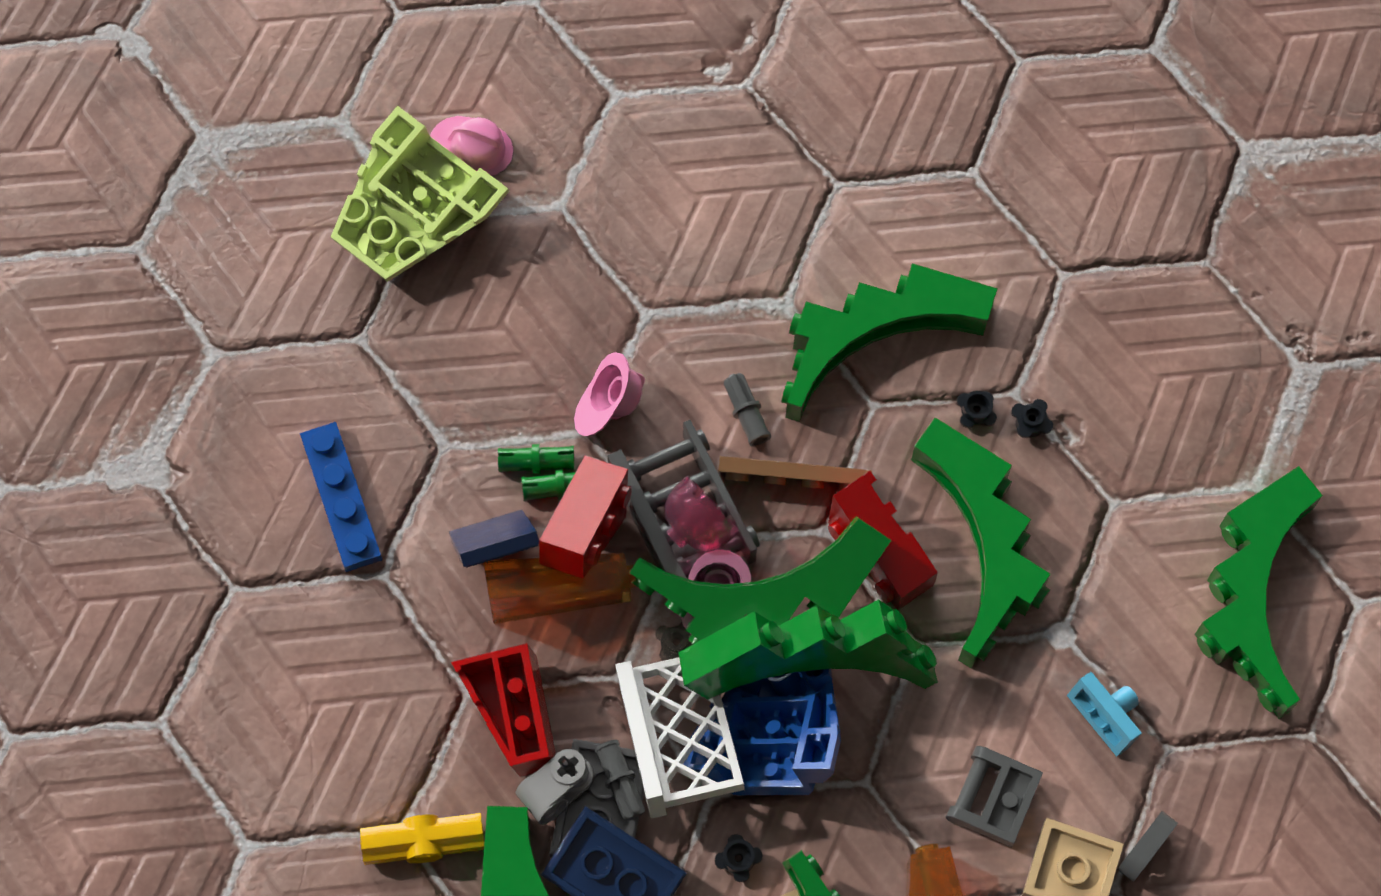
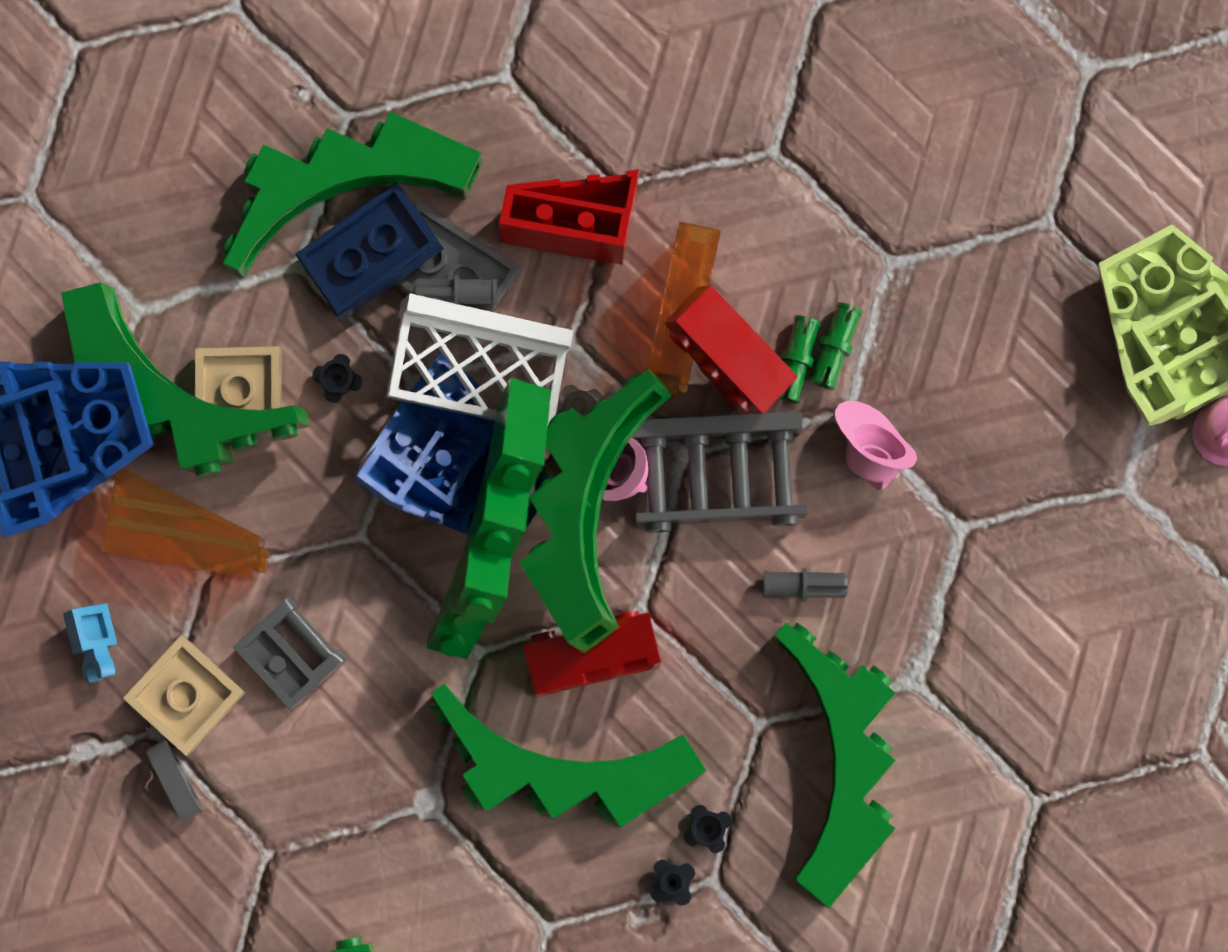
camera: 115 degrees right, 15 degrees up
(341, 497) = (874, 137): blue plate -> none
(422, 839) = (481, 85): yellow piece -> none
(494, 538) = (751, 257): dark blue tile -> none
(552, 787) = (475, 223): light grey piece -> none
(696, 518) = (688, 470): clear pink cylinder -> none
(777, 472) = (717, 592): medium nougat plate -> none
(1107, 712) = (324, 807): medium azure tile -> none

